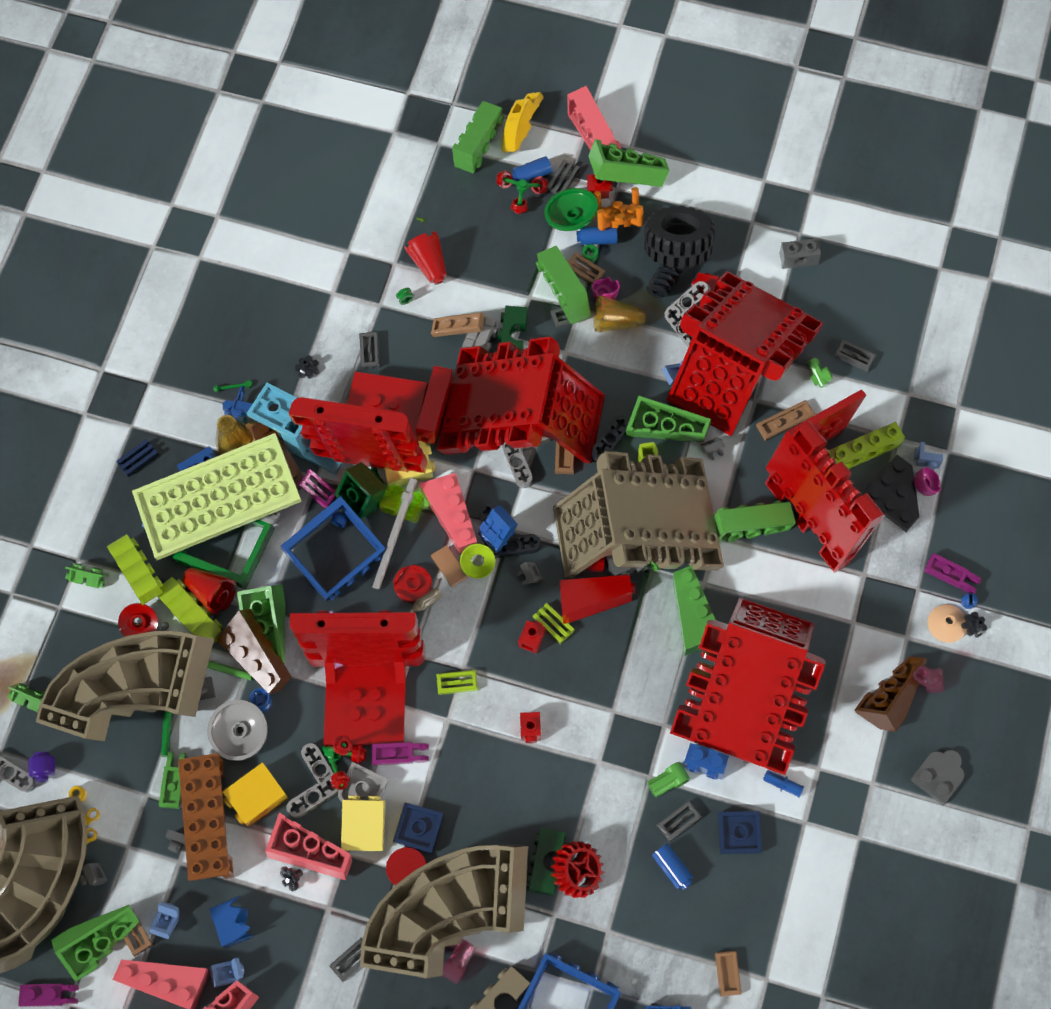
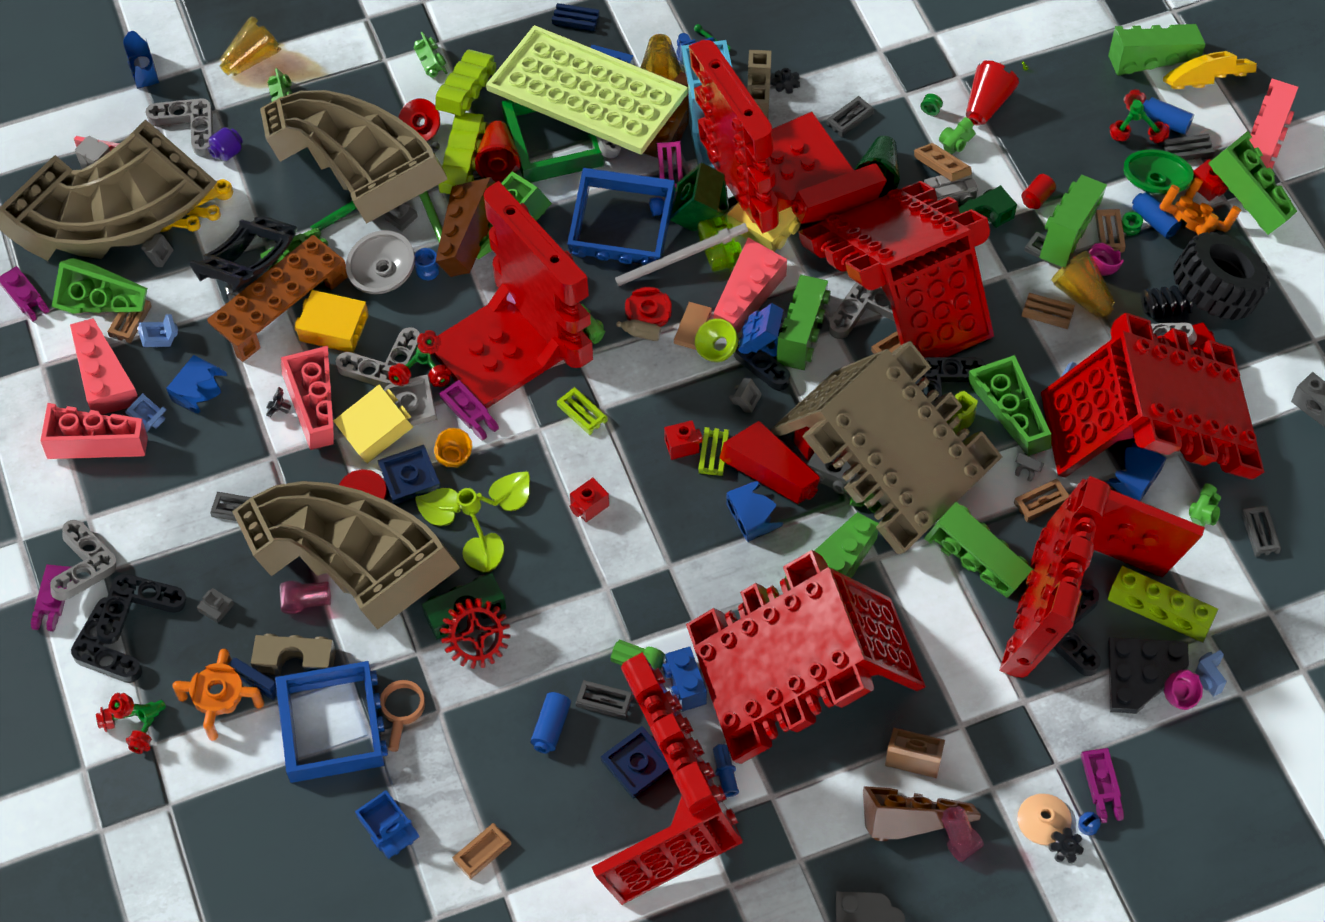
camera: 50 degrees right, 10 degrees down
(147, 845) = (220, 262): none -> black wedge
(292, 380) = (759, 78): none -> dark tan arch
(423, 785) = (453, 447): none -> light orange hair
(424, 358) = (885, 155): none -> dark green cone
(443, 303) = (956, 139): none -> bright green plate
(458, 824) = (442, 504): none -> lime plant
(502, 492) = (802, 322): none -> bright green wedge
(524, 287) = (1038, 191): none -> red brick
(598, 963) = (398, 722): none -> nougat piece
(617, 634) = (751, 511): none -> blue piece
(625, 341) = (1049, 307): none -> medium nougat tile
(738, 473) = (1030, 515): none -> medium nougat tile
(771, 395) = (1141, 471): none -> blue piece
(830, 818) = (701, 822): none -> red bracket
(853, 661) = (914, 752): none -> medium nougat slope

